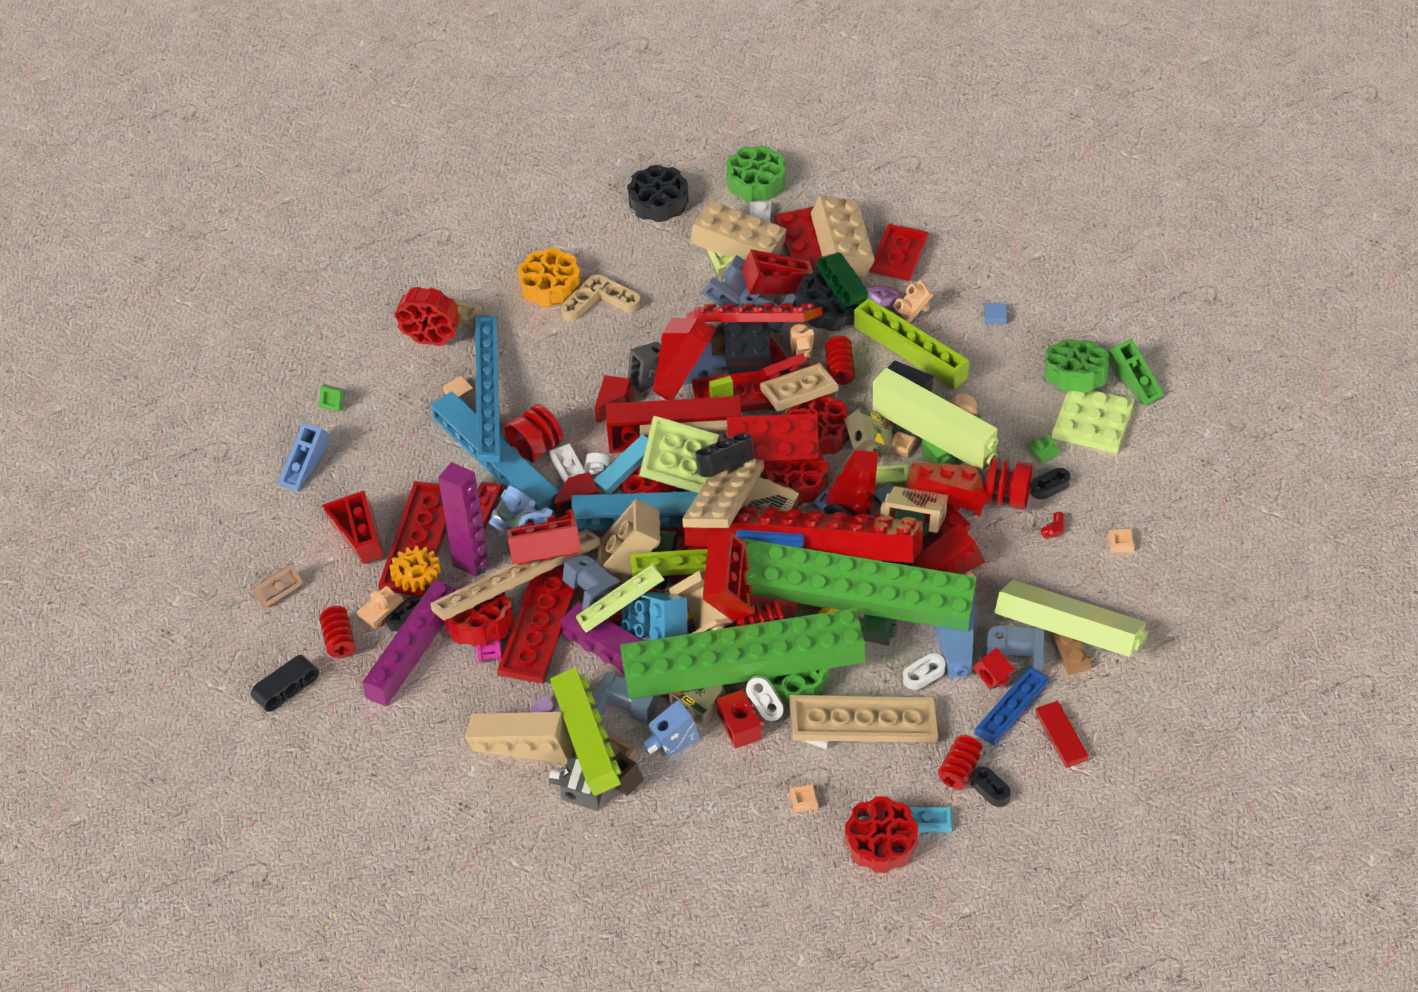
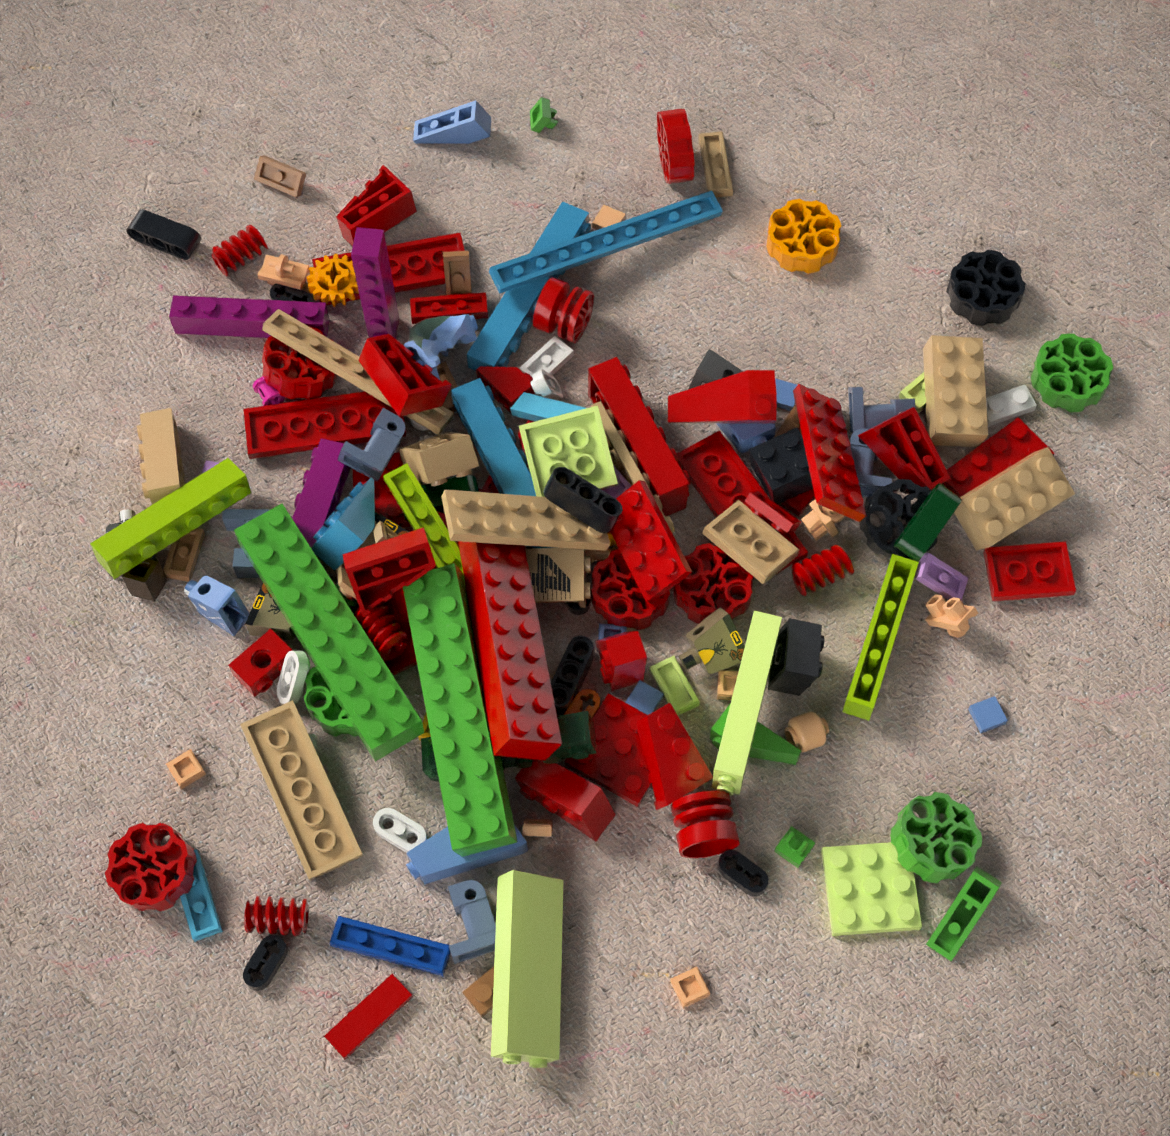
camera: 65 degrees right, 15 degrees up
(599, 291) = (812, 293): tan beam -> none
(612, 391) = (658, 364): red slope -> none
(619, 598) = (350, 478): yellowish green tile -> none
(721, 387) = (709, 463): lime tile -> none
(787, 539) = (470, 591): blue axle -> none
(919, 502) = (613, 732): tan panel -> none
(994, 669) = (424, 905): red brick -> none
(1054, 528) = (675, 903): red arm -> none

